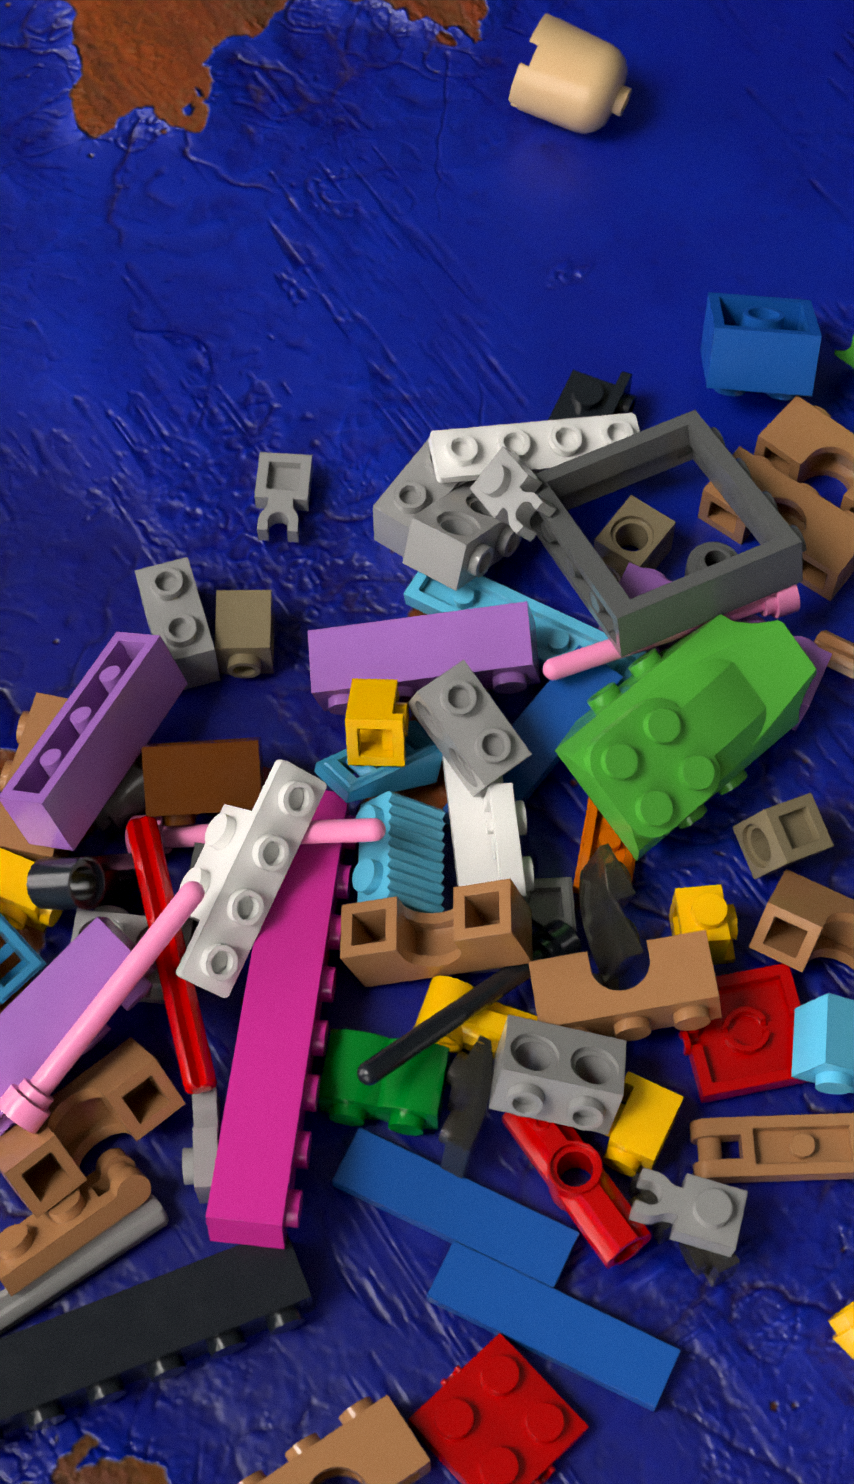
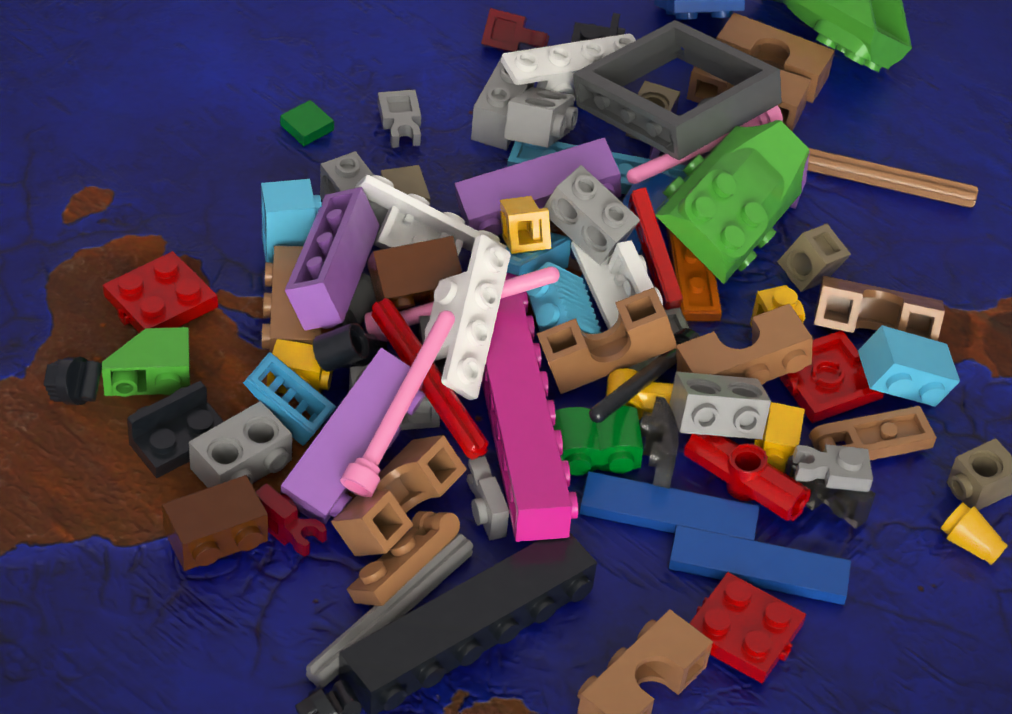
camera: 20 degrees left, 15 degrees down
(60, 648) = (287, 213): none -> medium azure brick
(156, 481) = (307, 123): none -> green tile
(235, 706) = (413, 220): none -> white bracket
(472, 376) = (508, 32): none -> dark red plate
(509, 491) = (570, 78): light grey plate -> none
(552, 791) = (655, 249): none -> red tile
(603, 894) = (711, 312): clear smoke slope -> none

